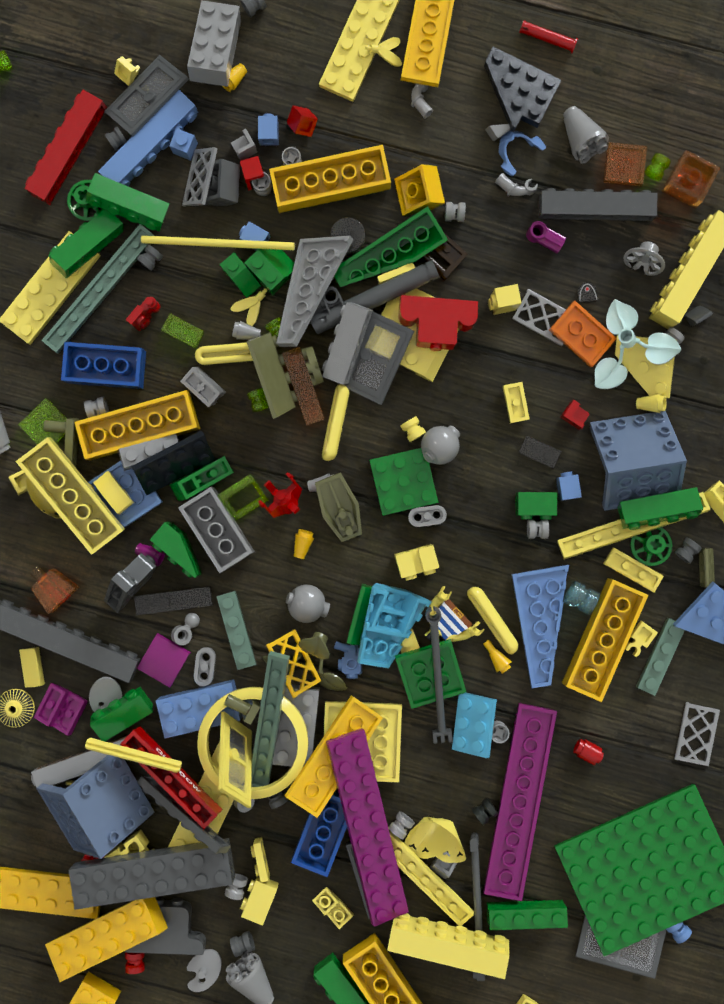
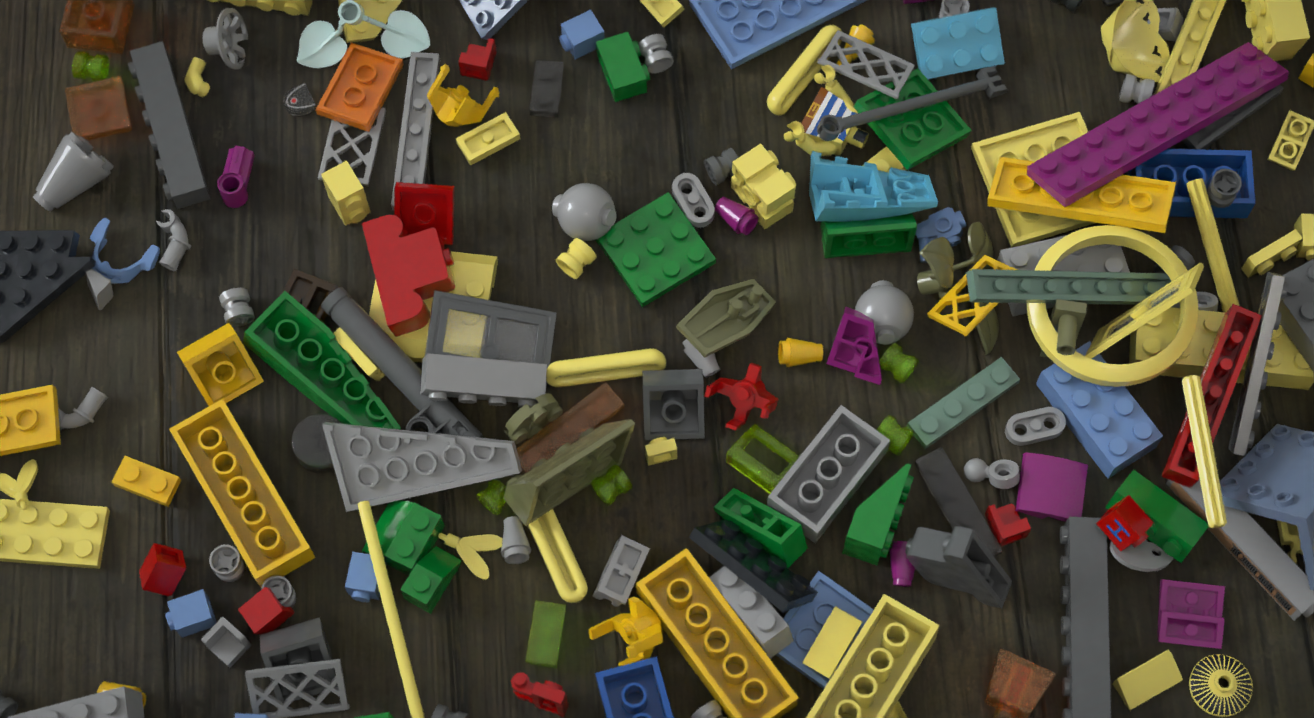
camera: 110 degrees left, 20 degrees down
(118, 691) = (1125, 524): none -> red brick
(151, 624) = (1007, 524): none -> red panel
(163, 383) = (638, 628): none -> yellow piece
(228, 579) = (898, 436): none -> clear neon green wheel
(269, 436) = (660, 450): none -> light yellow plate
(272, 600) = (899, 363): none -> clear neon green wheel
(273, 824) = (1212, 243): none -> light yellow axle
(290, 578) = (856, 347): none -> magenta slope
(296, 455) = (673, 404): none -> dark grey slope
(305, 850) = (1229, 185): none -> dark grey wheel
(362, 127) = (146, 481): none -> yellow plate
(406, 539) = (739, 217): none -> magenta cone
(442, 541) = (720, 167): none -> dark grey wheel
(475, 345) = (425, 208): none -> red plate
(478, 674) = (860, 47): none -> light grey window
(537, 359) = (416, 120): none -> light grey plate
(545, 388) = (454, 105): none -> yellow piece
(626, 230) = (194, 80): none -> light yellow arm

